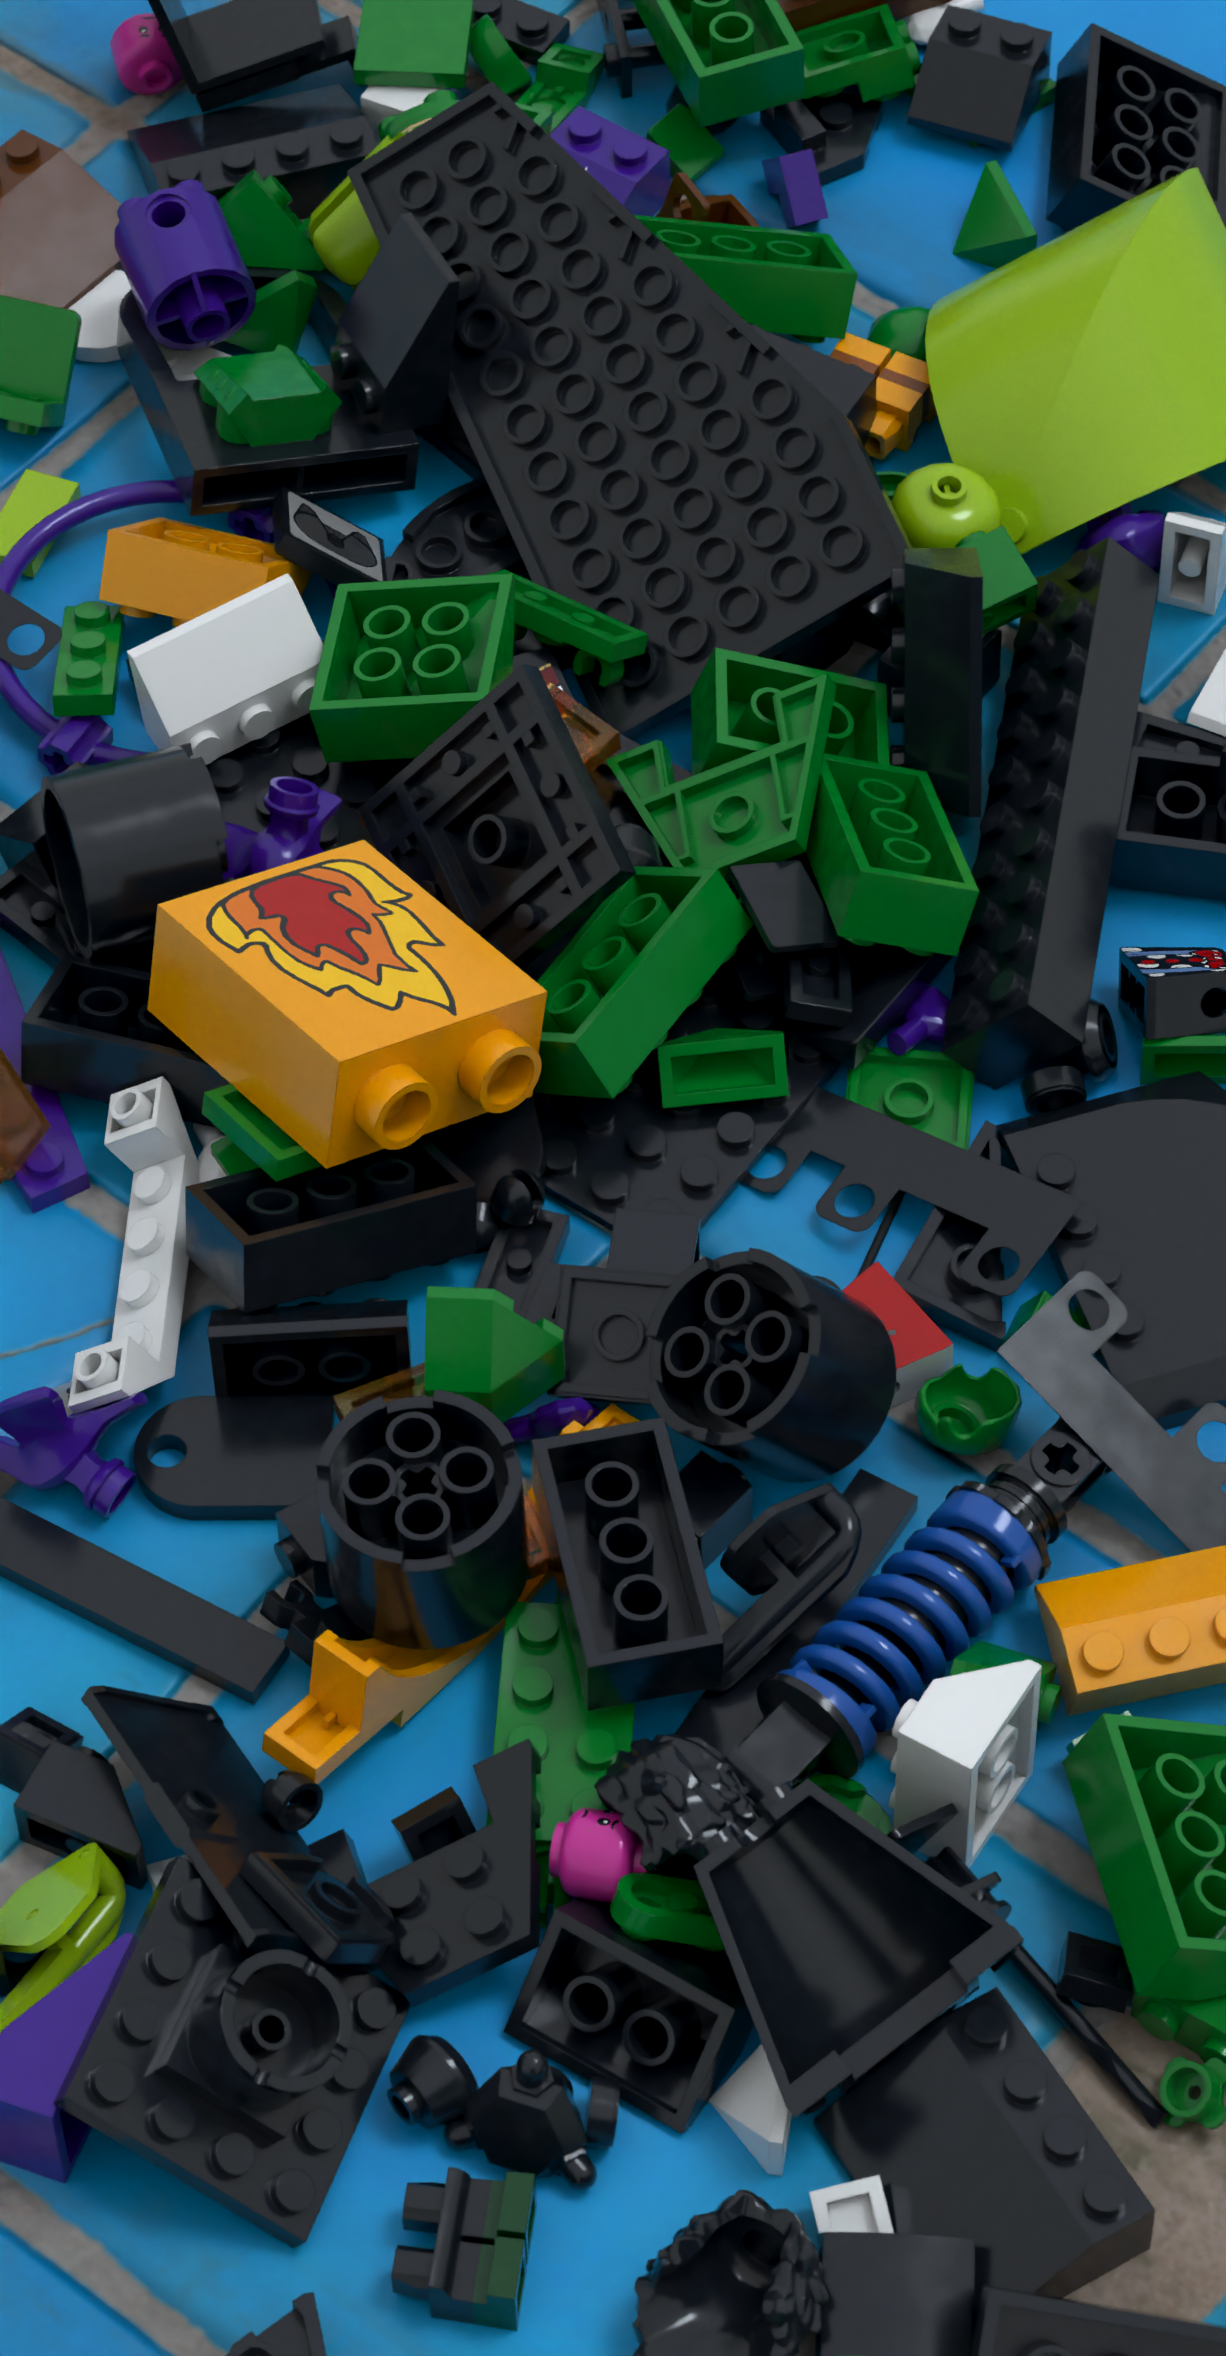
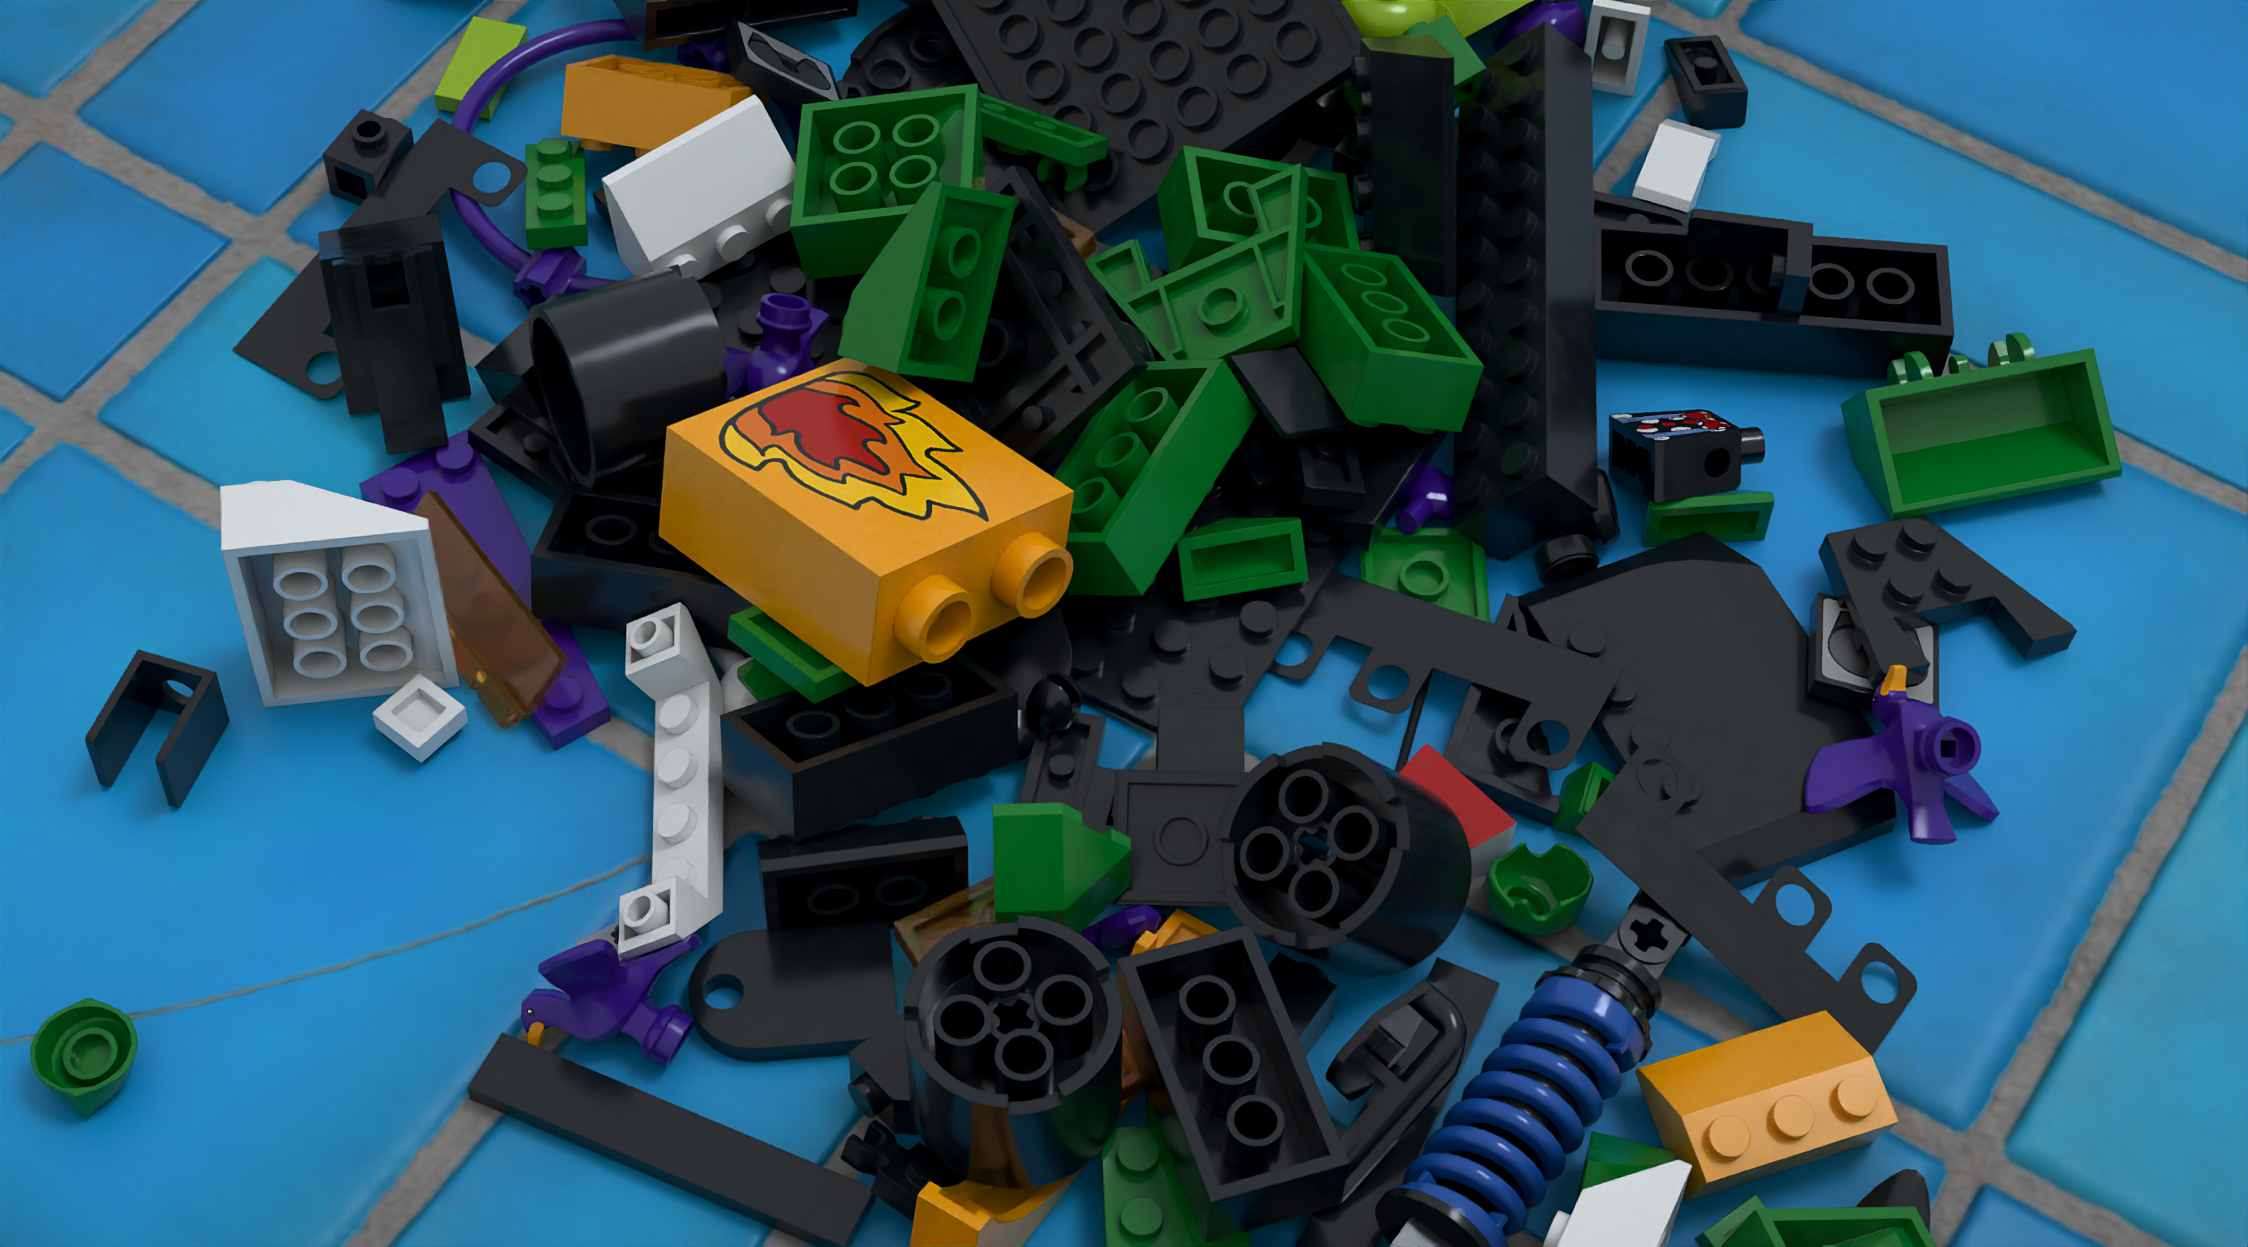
camera: 10 degrees left, 0 degrees up
(433, 780) = (931, 286): none -> green slope

